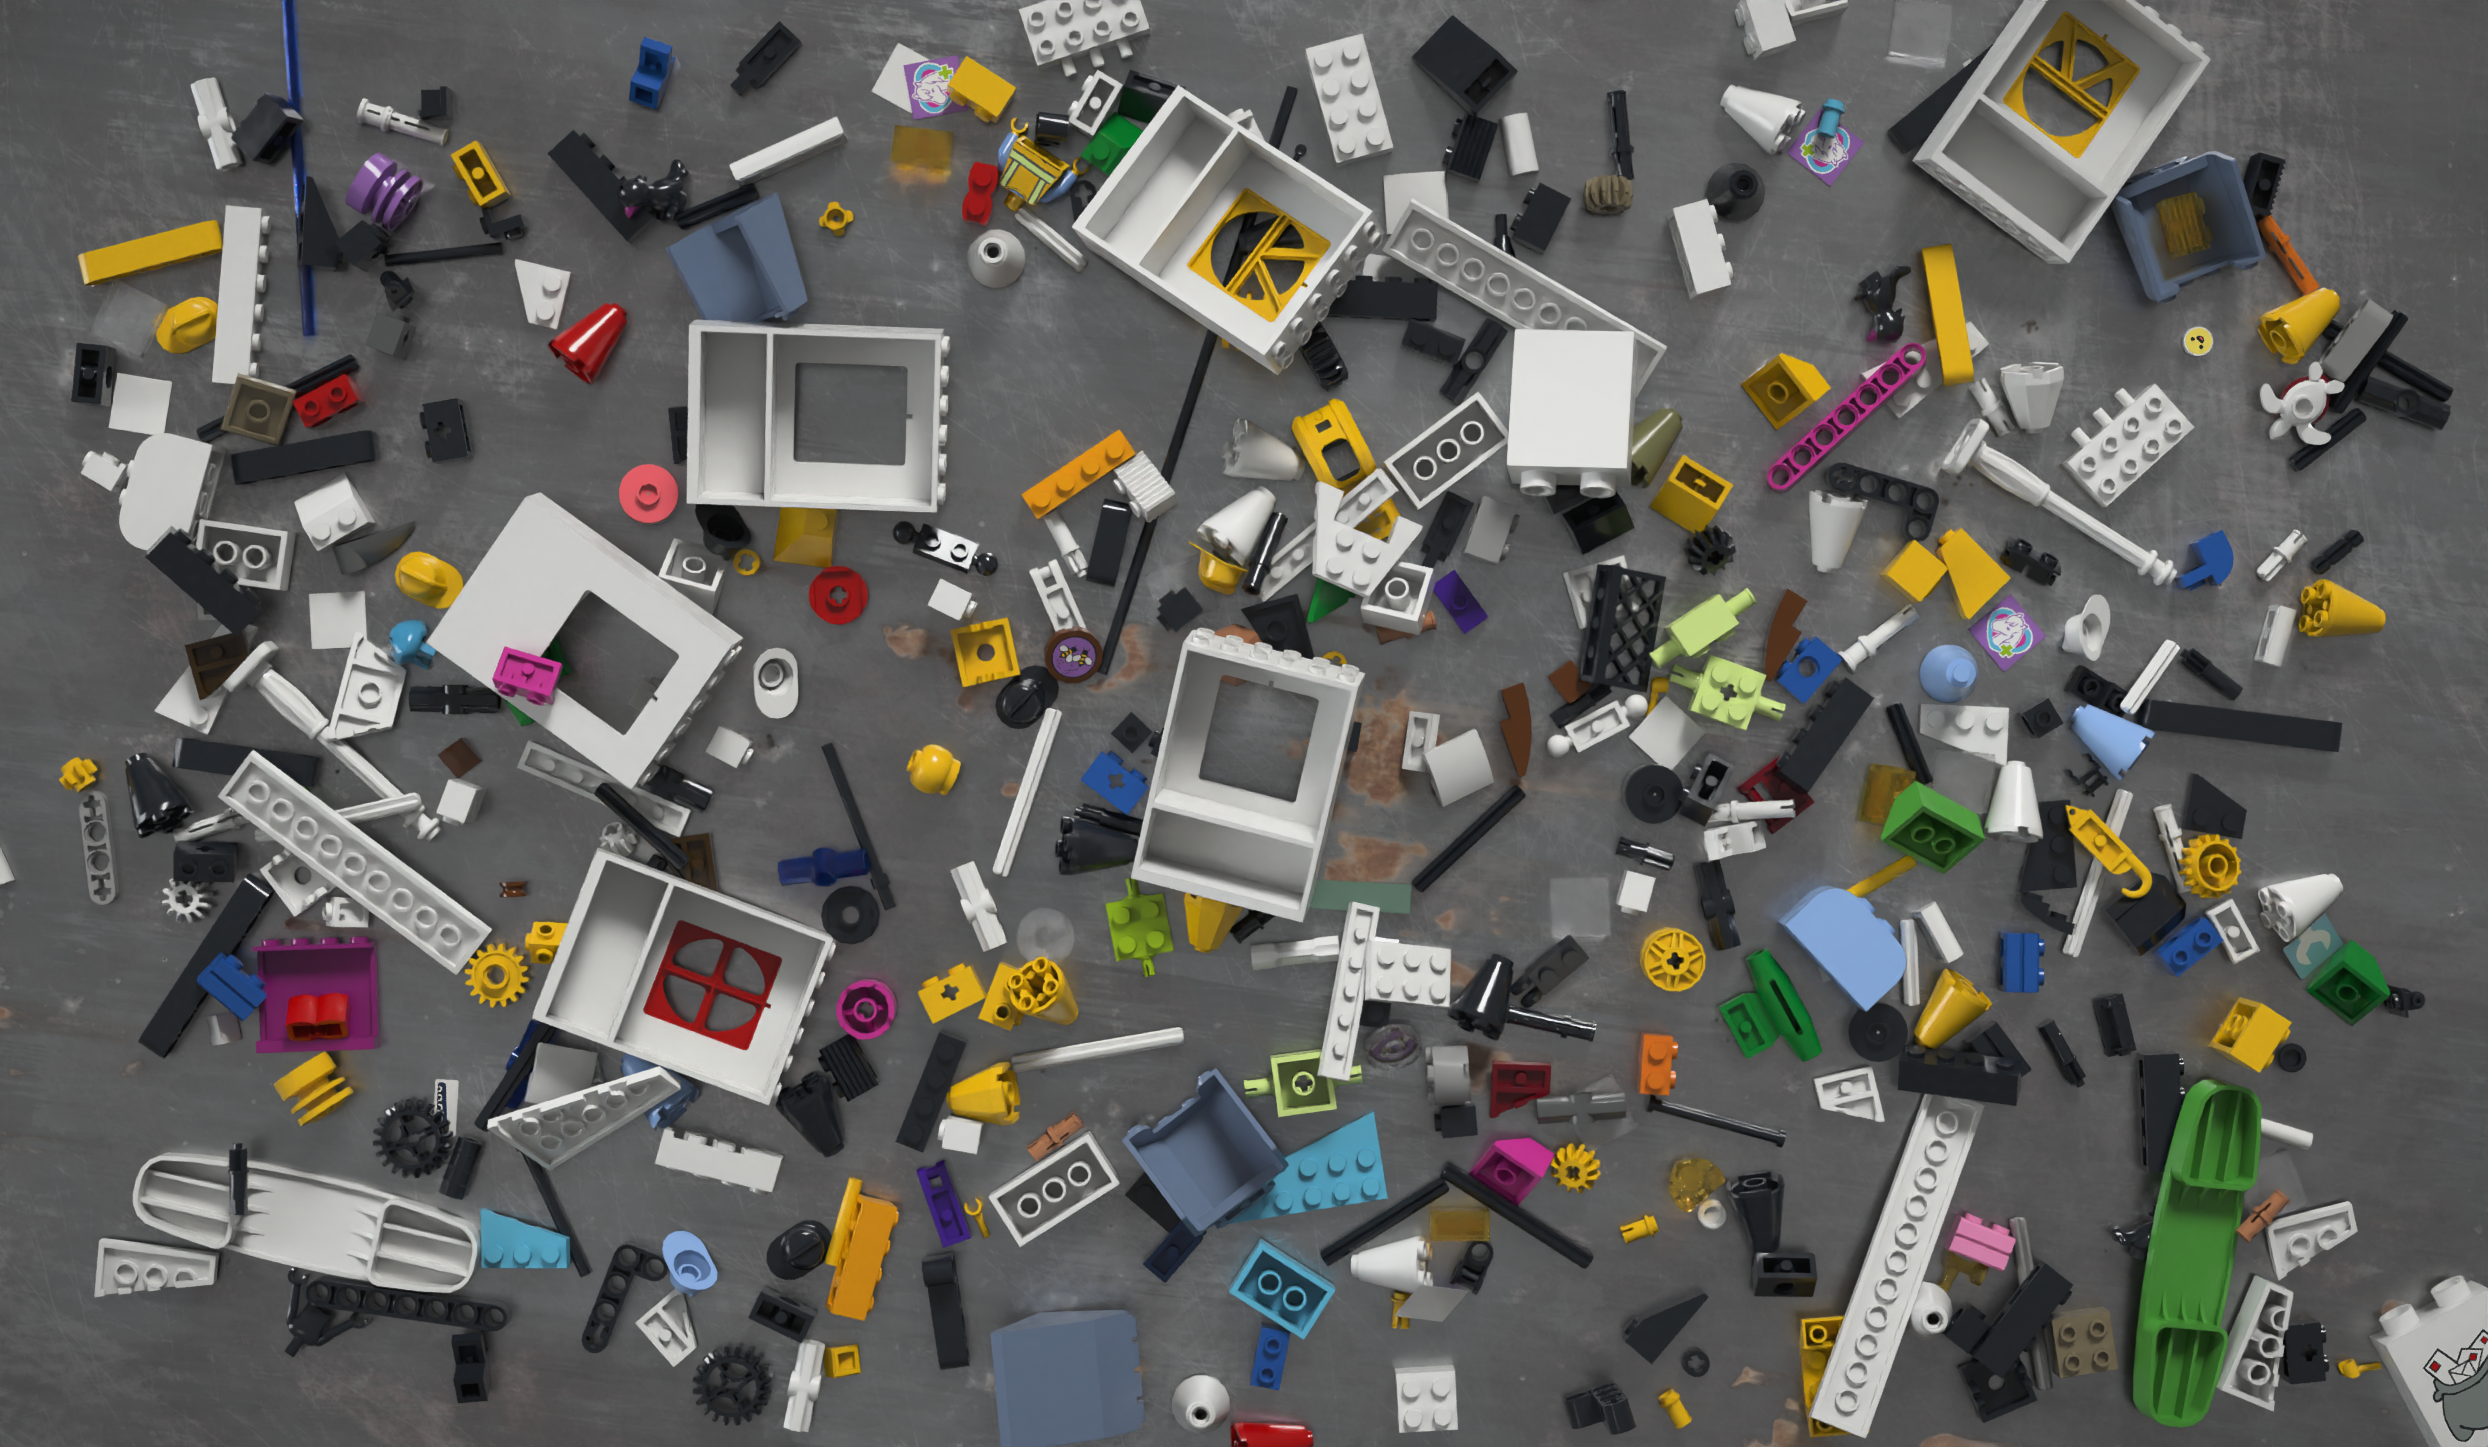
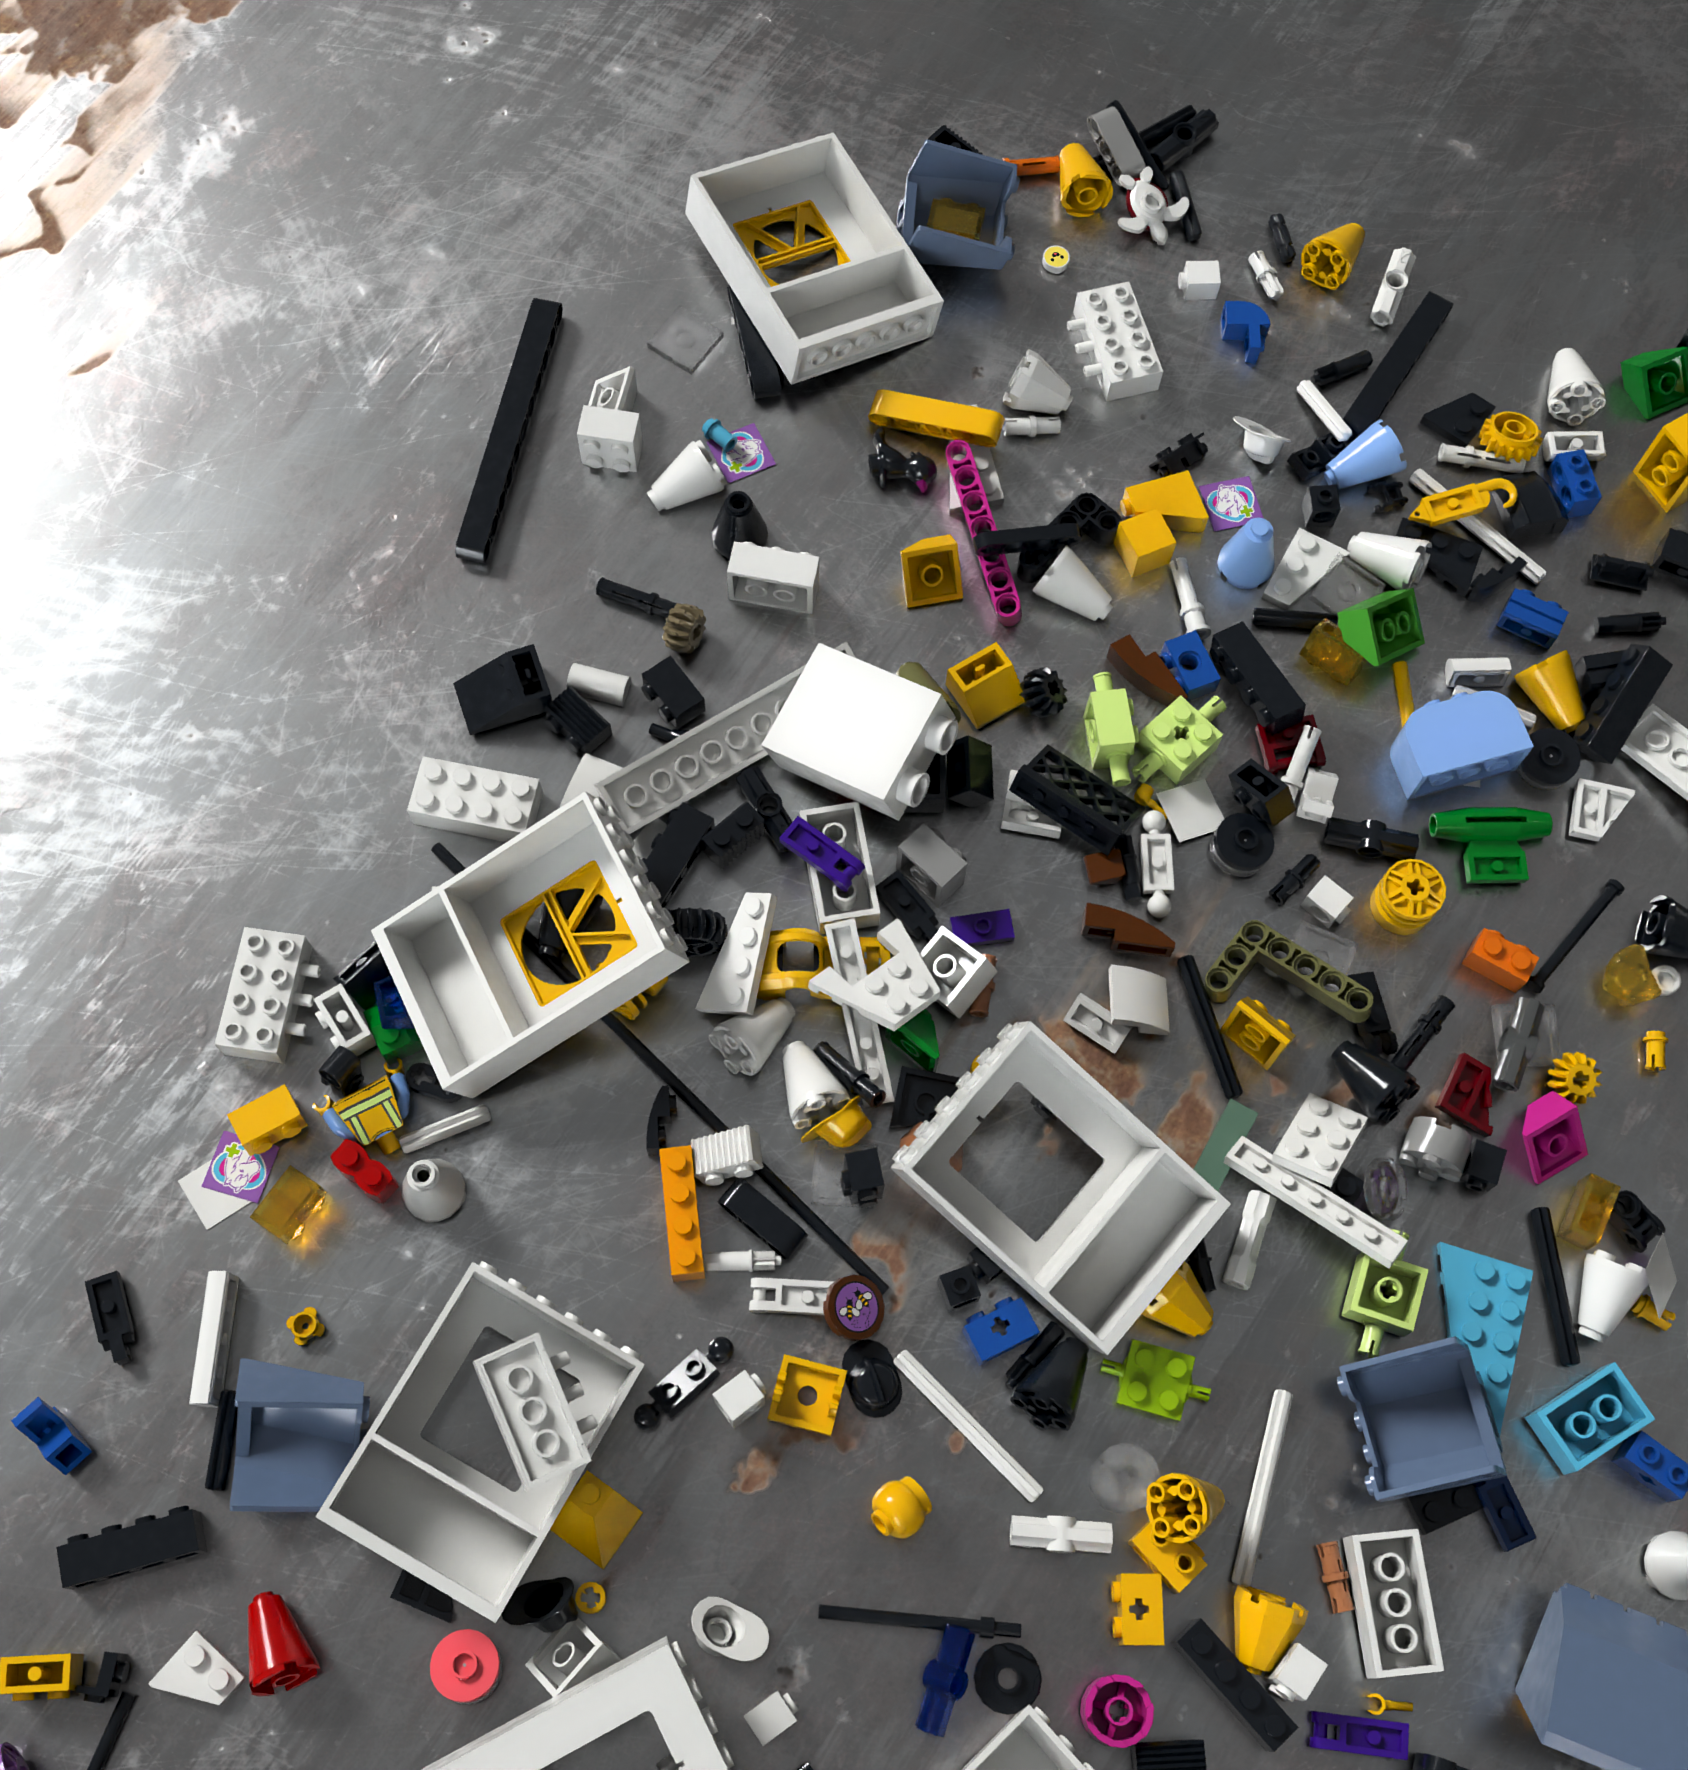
camera: 65 degrees left, 20 degrees down
(662, 195) = (176, 1489): black animal -> none
(826, 583) = (655, 1523): red plate -> none
(852, 448) = (534, 1410): none -> white piece
(1125, 136) = (391, 1006): none -> clear blue slope
(1157, 412) = (660, 1114): none -> black slope
(1312, 412) = (739, 966): none -> white wing
(1445, 431) = (821, 852): none -> dark purple plate
(1481, 883) = (1257, 1032): none -> yellow slope
(1517, 1215) = (1597, 1157): black axle -> none
(1552, 883) = (1286, 968): none -> olive beam
(1850, 464) = (1027, 539): none -> black beam
(2015, 478) = (1061, 452): white piece -> none
(2241, 493) = (1200, 280): none -> white brick
(2275, 635) = (1331, 309): white brick -> none
(2313, 946) = (1615, 392): medium azure sticker -> none
(2314, 685) = (1392, 287): none -> white piece

